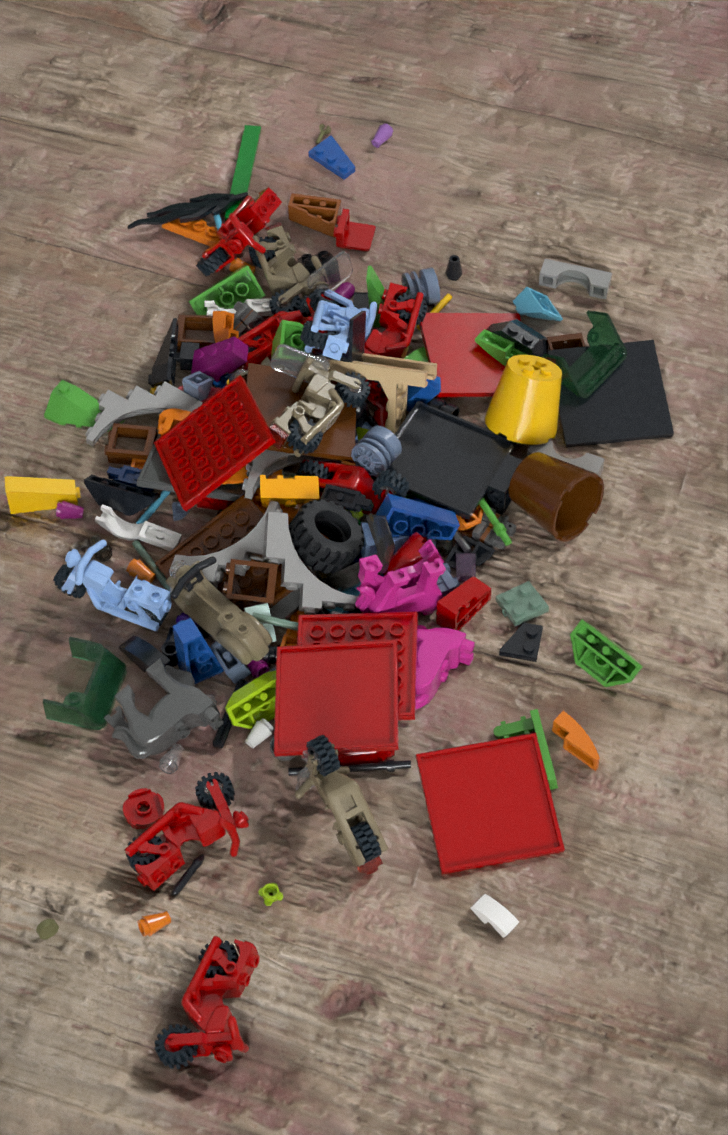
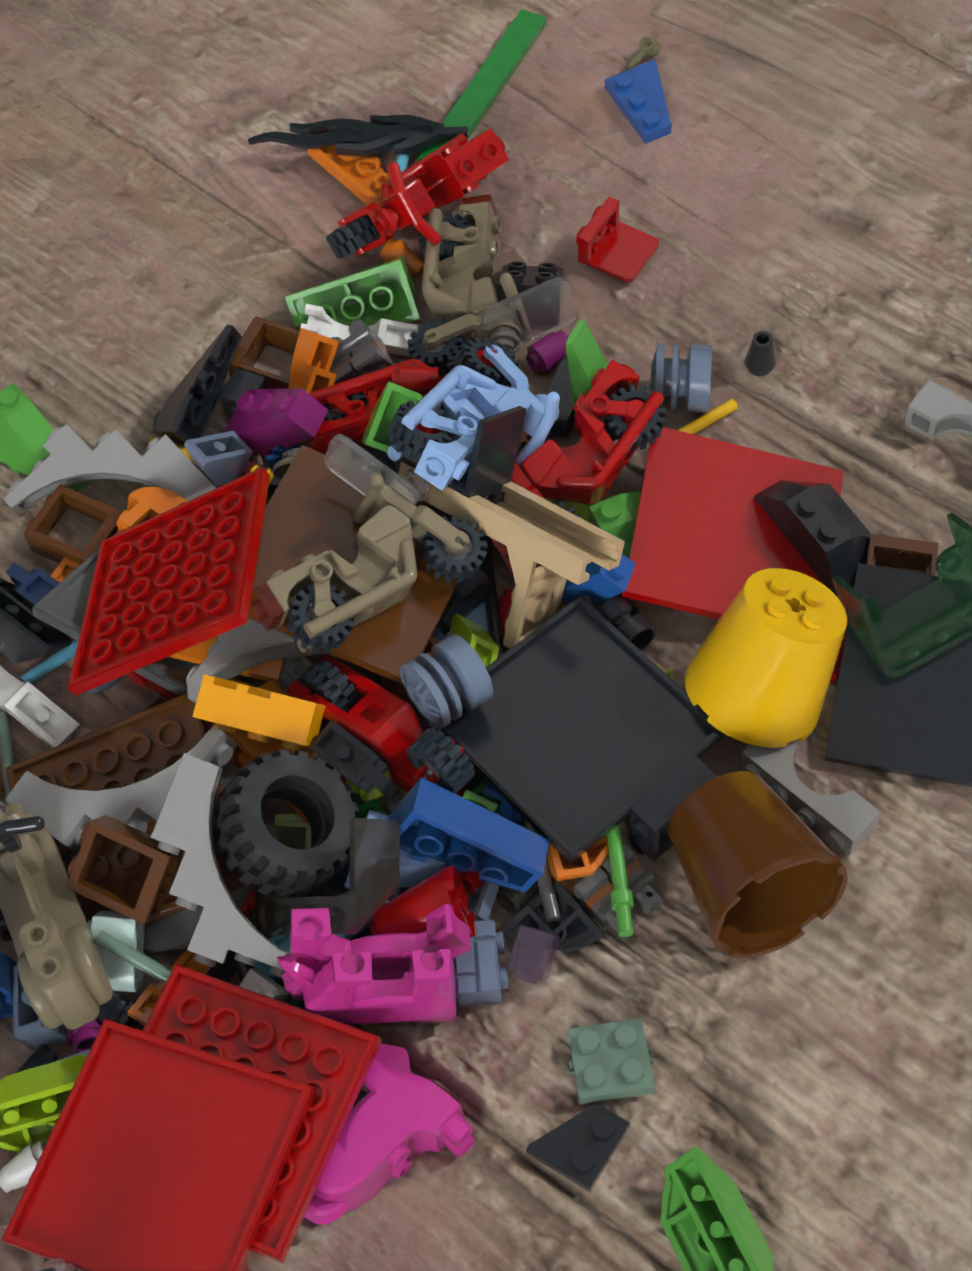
camera: 25 degrees right, 5 degrees up
(315, 212) = (563, 189): dark orange wedge -> none
(383, 134) = (740, 80): medium lavender cone -> none
(462, 604) = (496, 1028): red wedge -> none
(497, 346) = (778, 537): bright green slope -> none
(536, 305) = (881, 464): medium azure slope -> none

